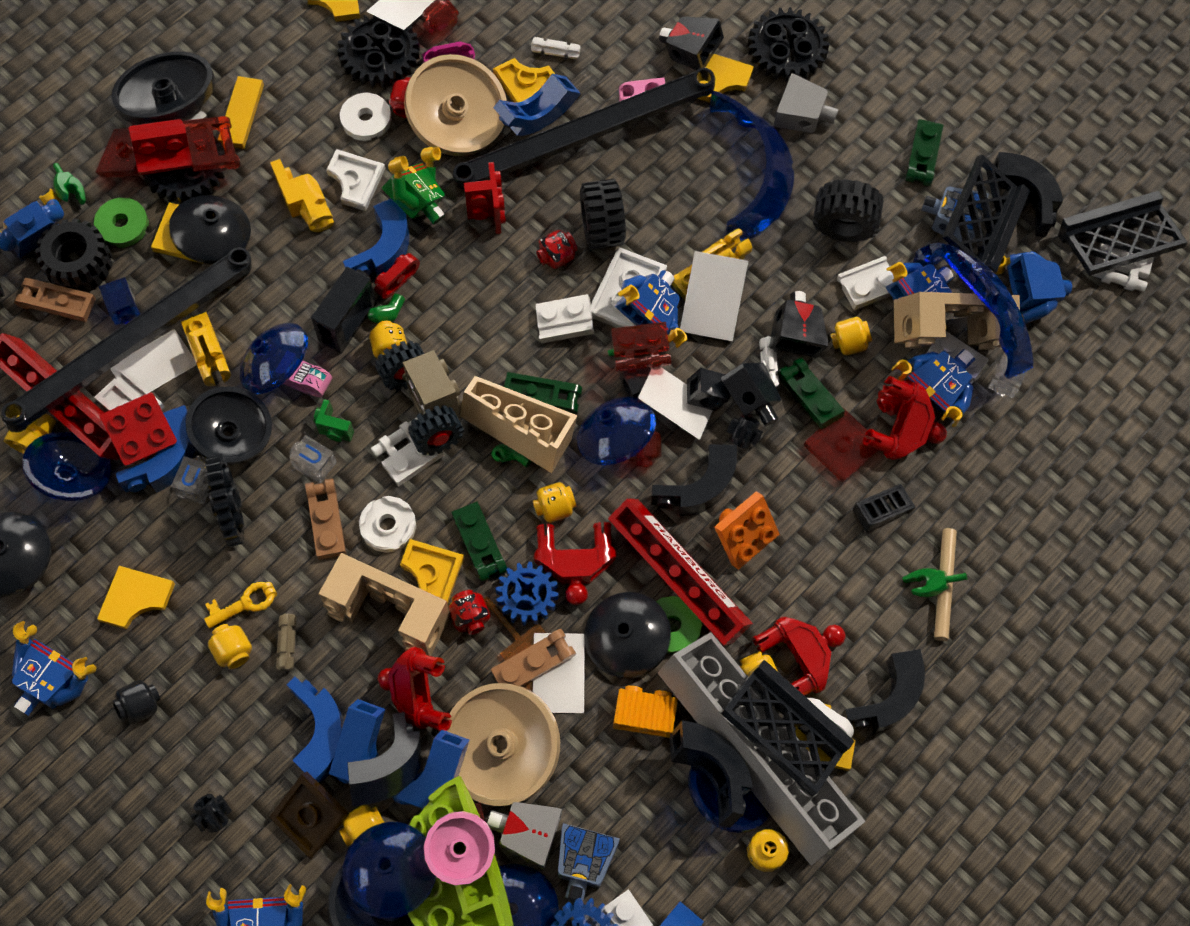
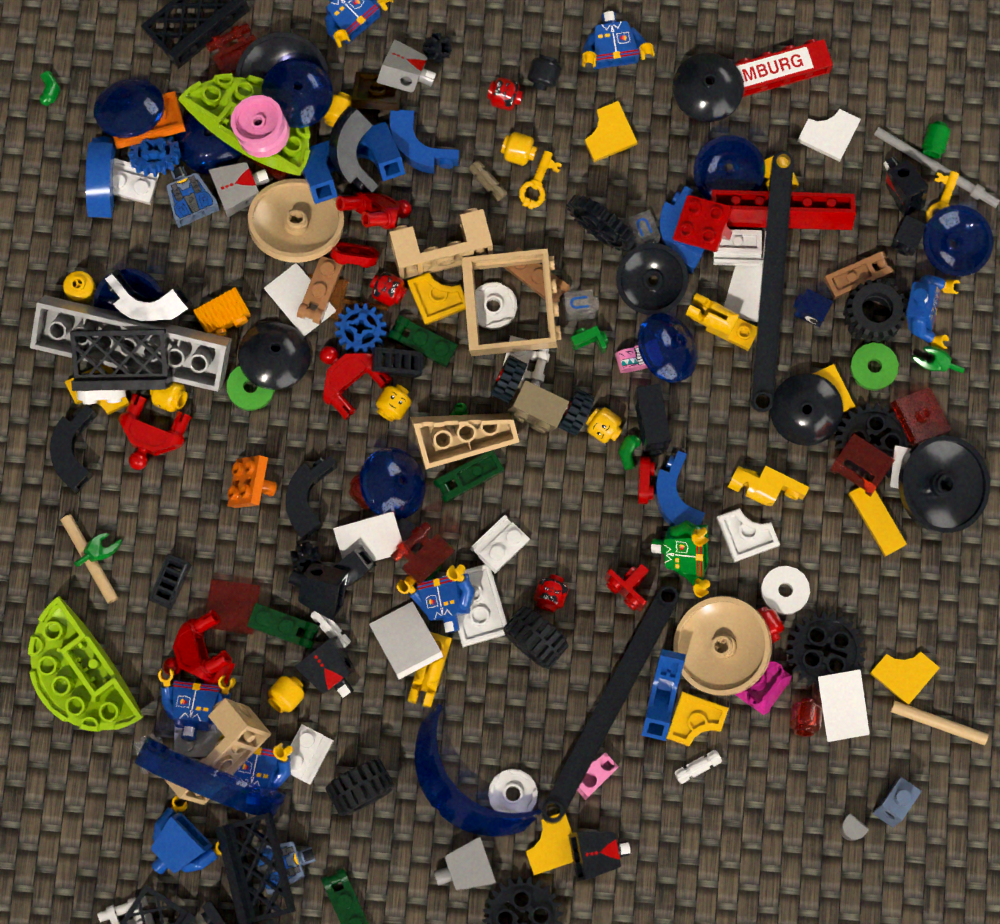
camera: 140 degrees right, 10 degrees up
(160, 146) = (892, 429): red bracket -> none
(192, 712) = (504, 93): none -> red head
(261, 815) = (404, 68): none -> light grey torso
(340, 465) = (473, 263): none -> tan window
(475, 670) = (354, 254): none -> red plate
(518, 532) = (412, 362): none -> black slope
(680, 571) = (271, 419): red brick -> none
(720, 147) = (517, 779): none -> white tile
(1030, 484) = (76, 673): none -> lime brick

